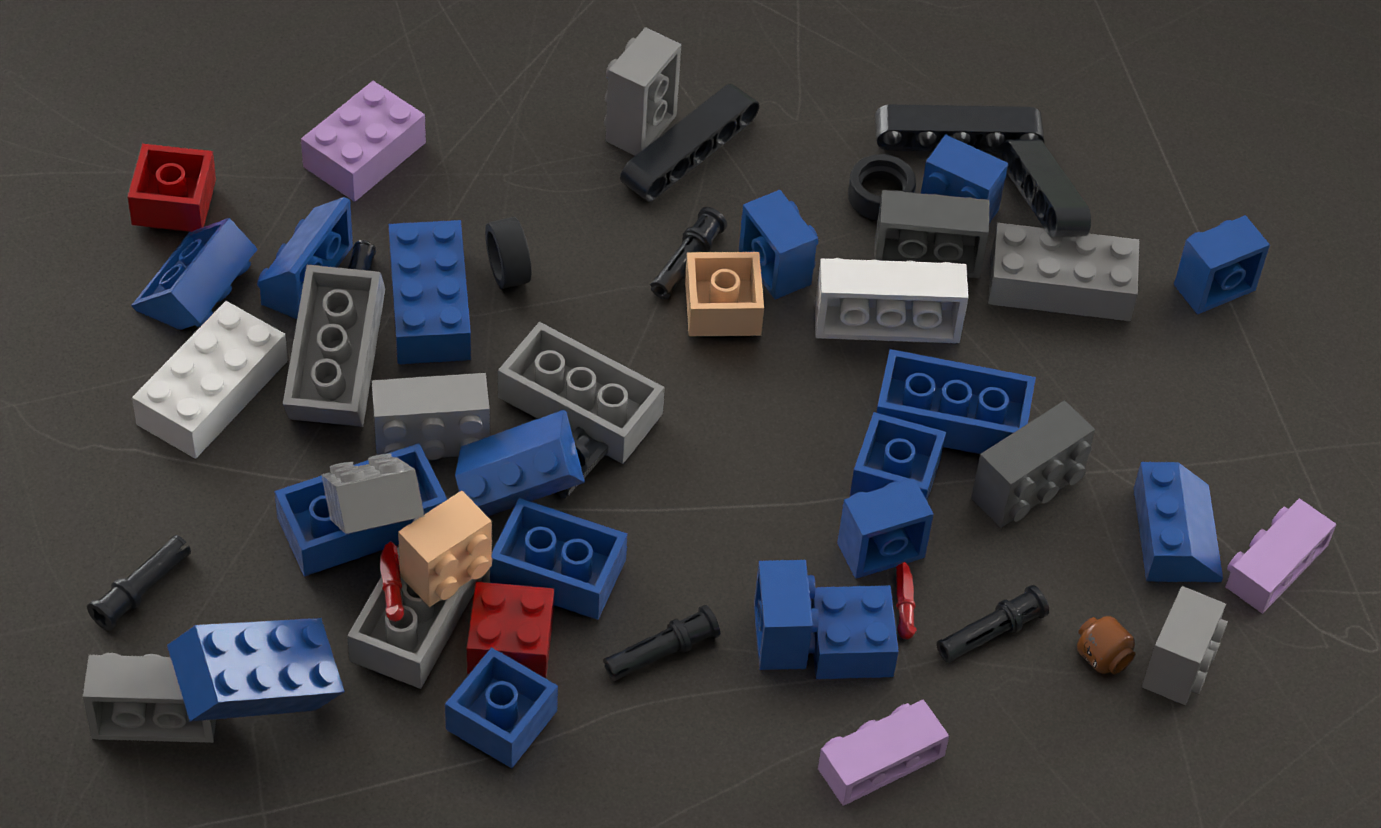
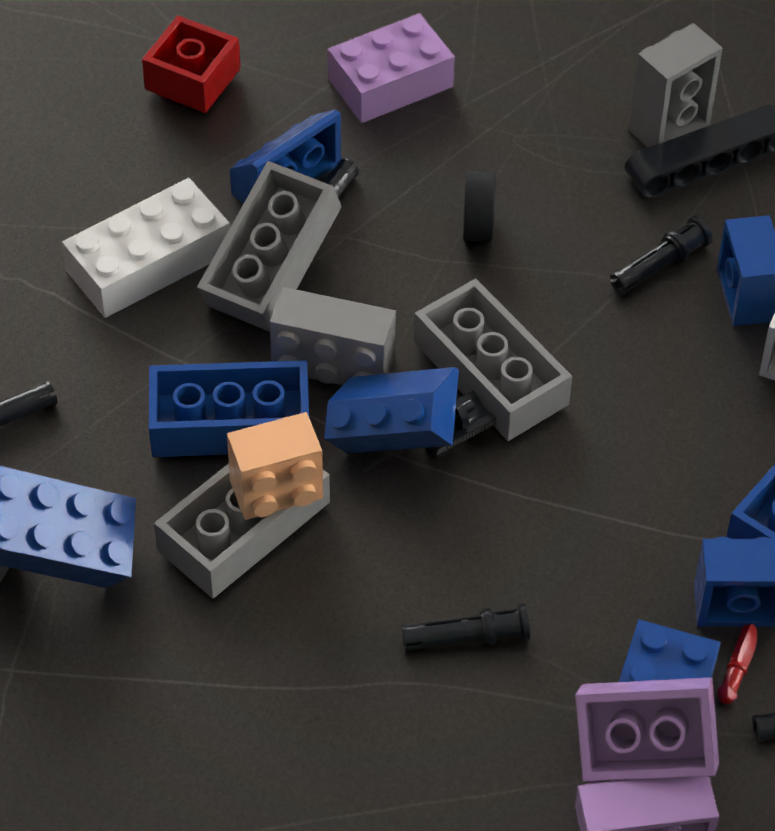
camera: 25 degrees right, 0 degrees up
(197, 275) = (181, 149): blue slope -> none
(372, 493) = (222, 391): light grey brick -> none
(391, 582) = (215, 488): red piece -> none
(429, 292) = (388, 224): blue brick -> none
(501, 707) = (276, 640): blue brick -> none
(513, 622) = (320, 569): red brick -> none
(559, 553) = (397, 512): blue brick -> none
(724, 294) = (677, 304): light nougat brick -> none
(784, 614) = (598, 634): blue brick -> none
(863, 680) = (647, 729): none -> lavender brick

